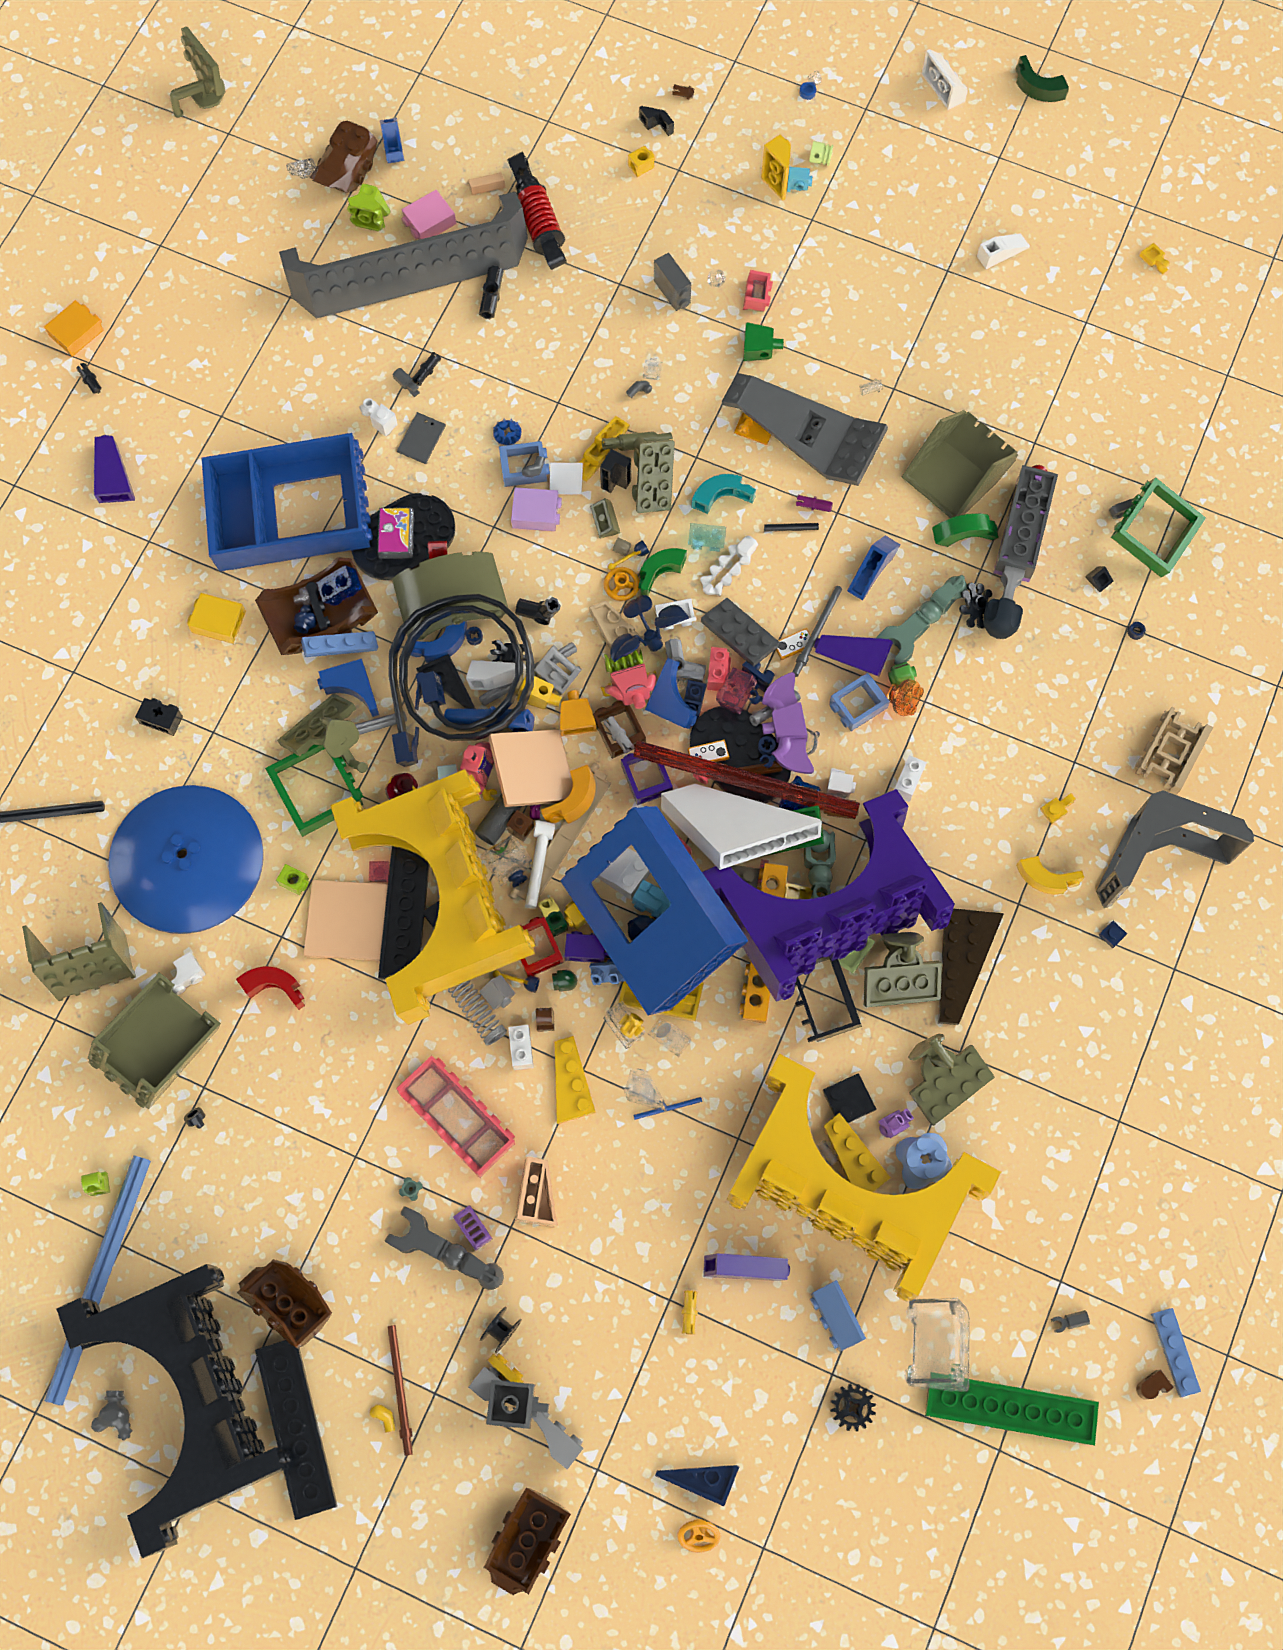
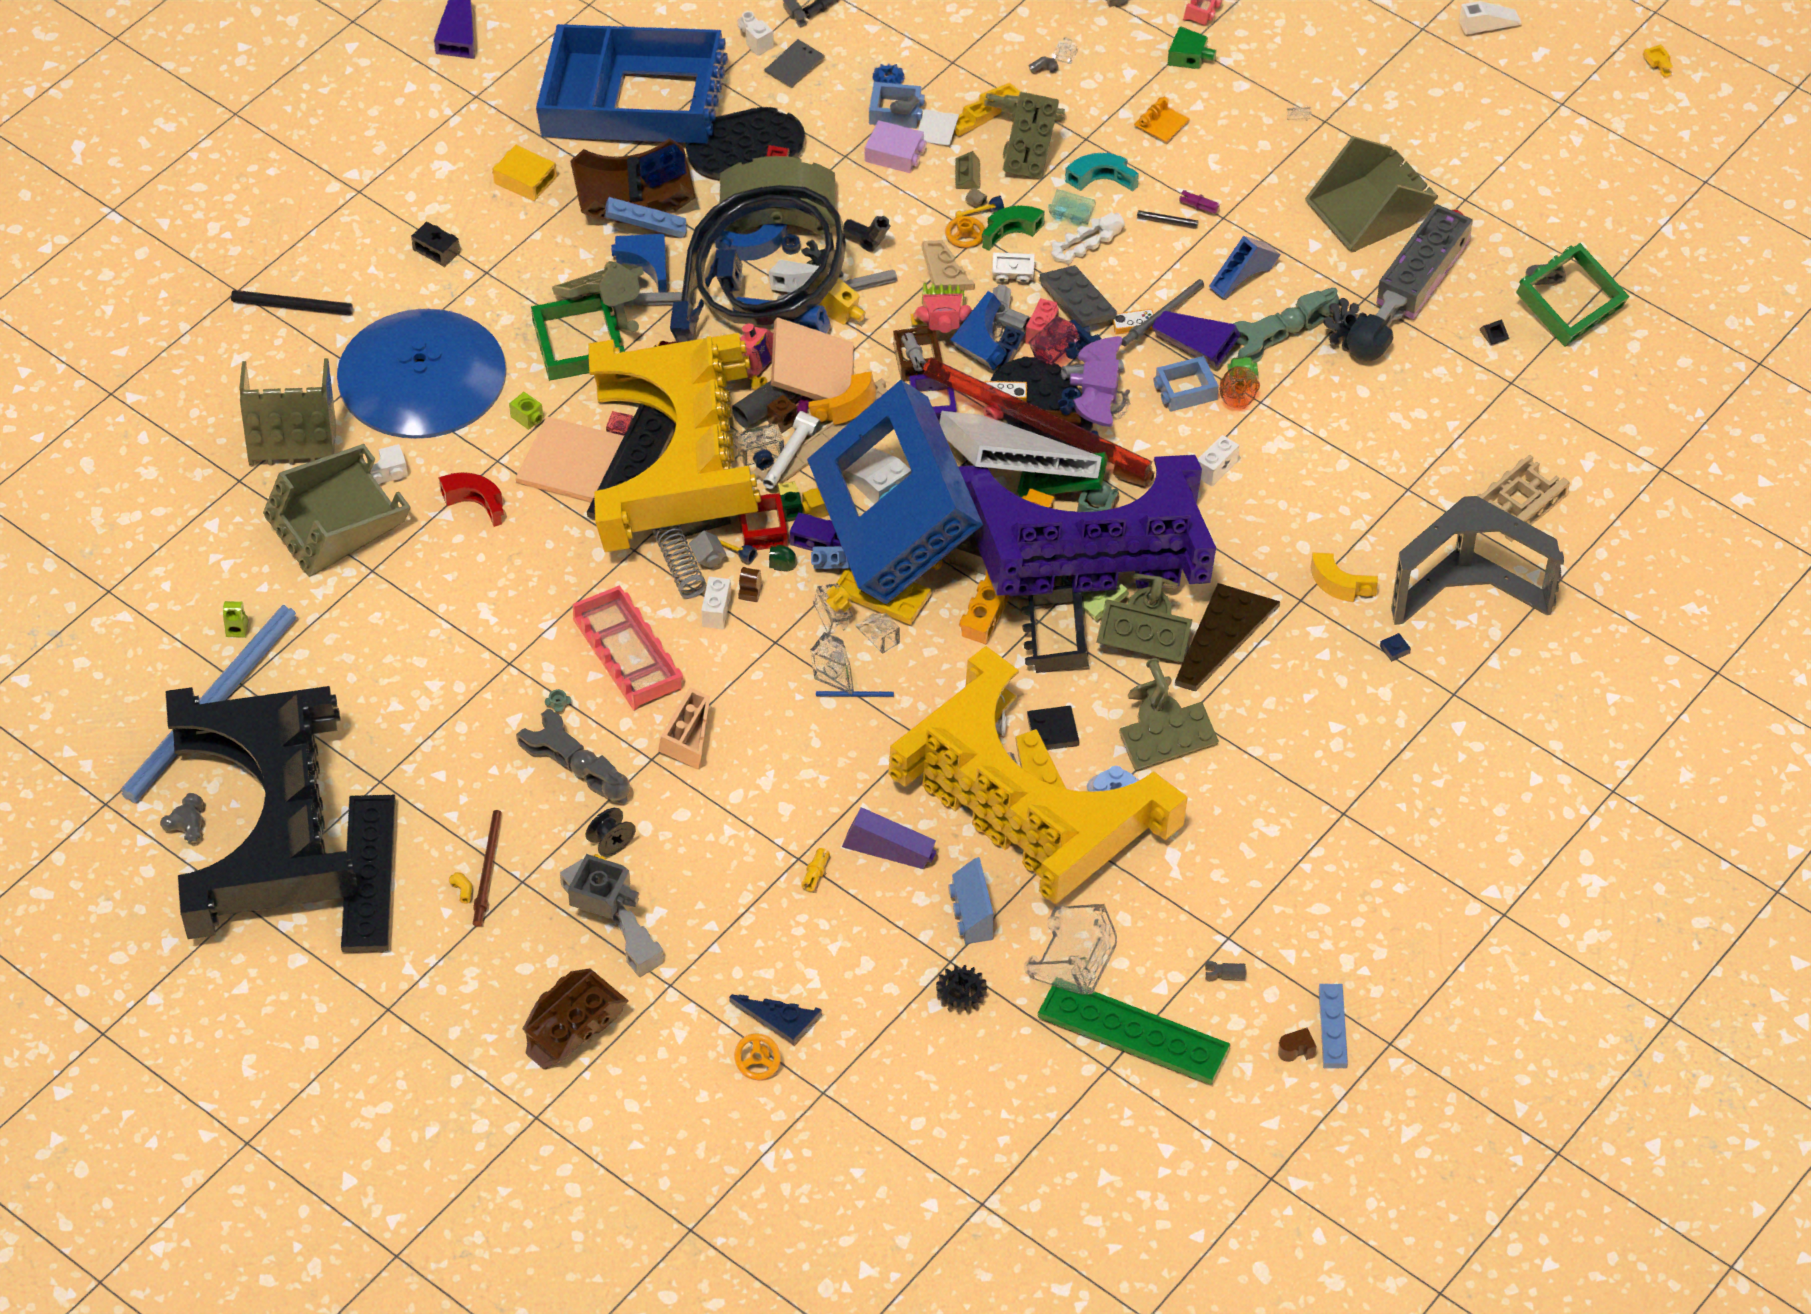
camera: 15 degrees right, 20 degrees down
(195, 1118) = (355, 590): black tile -> none
(286, 1301) = (402, 759): reddish brown slope -> none
(303, 597) = (621, 171): clear tile -> none
(305, 619) = (616, 189): dark blue animal -> none
(395, 532) = (738, 134): piece -> none
(450, 679) = (752, 276): black wing -> none
(481, 1242) = (617, 760): medium lavender slope -> none
(553, 674) = (869, 297): light grey plate -> none
(572, 1090) = (758, 650): yellow wing -> none
(576, 715) = (874, 333): light orange torso -> none
(615, 471) = (990, 126): black piece -> none
(627, 643) = (979, 280): dark blue plant -> none
(837, 446) = (1222, 140): dark grey wing -> none
(841, 784) = (1142, 446): white brick -> none
(895, 1123) = (1094, 752): medium lavender hips -> none
(964, 527) = (1355, 249): green arch -> none
(1056, 809) = (1371, 524): yellow plate -> none
(1134, 635) = (1518, 391): dark blue axle -> none

